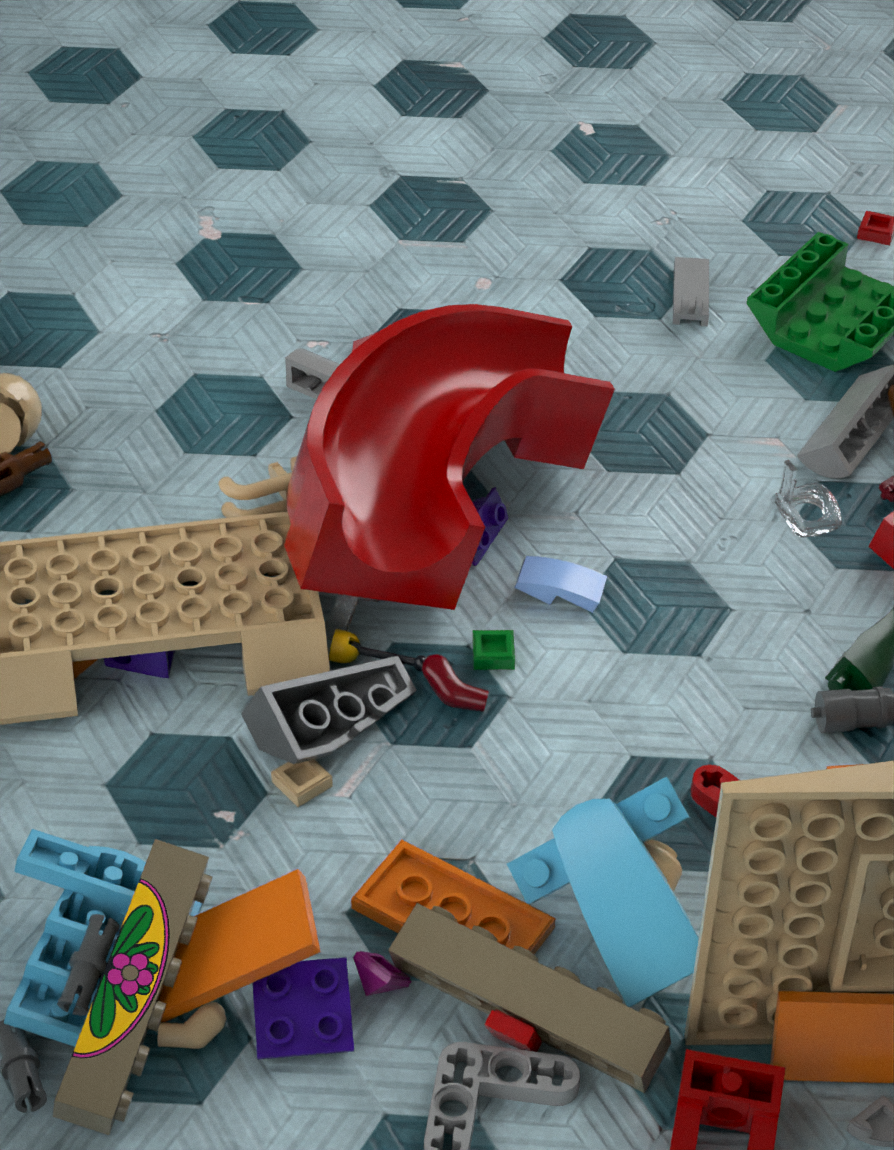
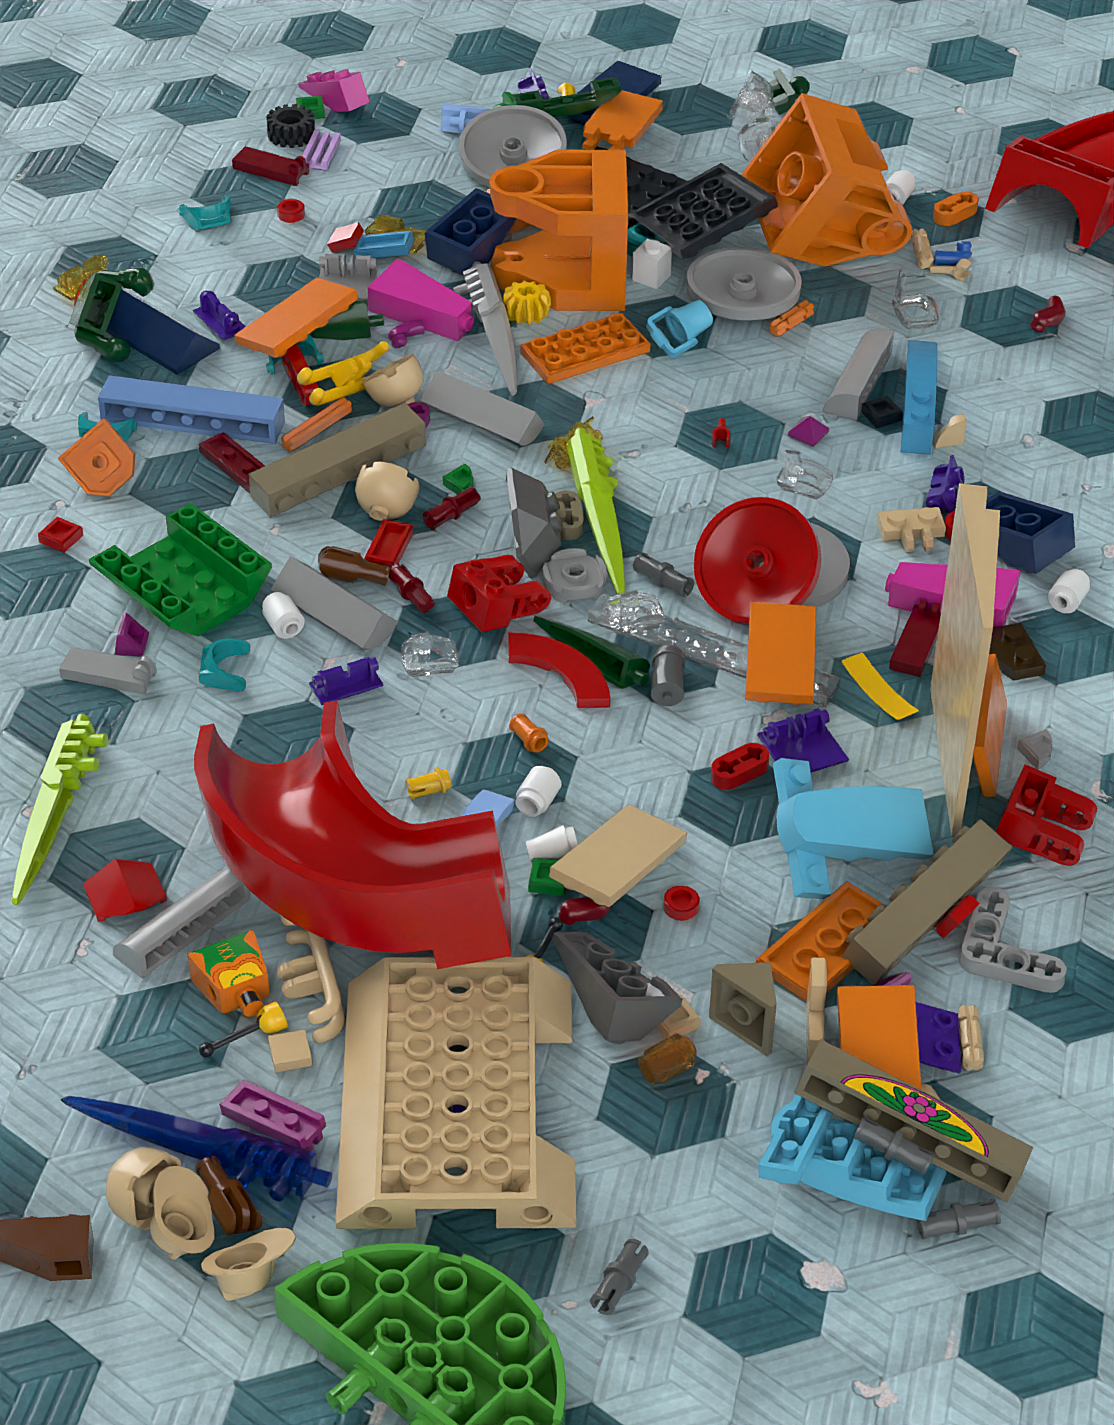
camera: 80 degrees left, 0 degrees up
(62, 478) = (234, 1147): none -> clear blue piece
(112, 490) = (274, 1115): none -> magenta hinge
(202, 490) = (289, 1051): none -> tan tile
(227, 771) = (667, 1059): none -> clear orange brick
(237, 467) = (269, 1020): none -> hinge
(277, 429) = (231, 974): none -> torso
(299, 824) = (745, 1002): none -> dark tan slope
(317, 1066) = (970, 1038): none -> tan axle
(327, 880) = (815, 1004): none -> tan tile
(482, 767) = (681, 903): none -> red tile
(503, 286) = (60, 775): none -> lime piece
(523, 690) = (618, 855): none -> tan tile
(537, 645) = (552, 844): none -> white cone
(607, 539) = (429, 784): none -> yellow pin
(614, 617) = (537, 791): none -> white brick
(704, 606) = (533, 737): none -> orange pin
(730, 351) = (215, 652): none -> teal helmet
(736, 291) = (131, 637): none -> magenta slope
(736, 450) = (339, 684): none -> dark purple hinge
(817, 387) = (282, 615): none -> white brick
(835, 633) = (577, 670): none -> red tile

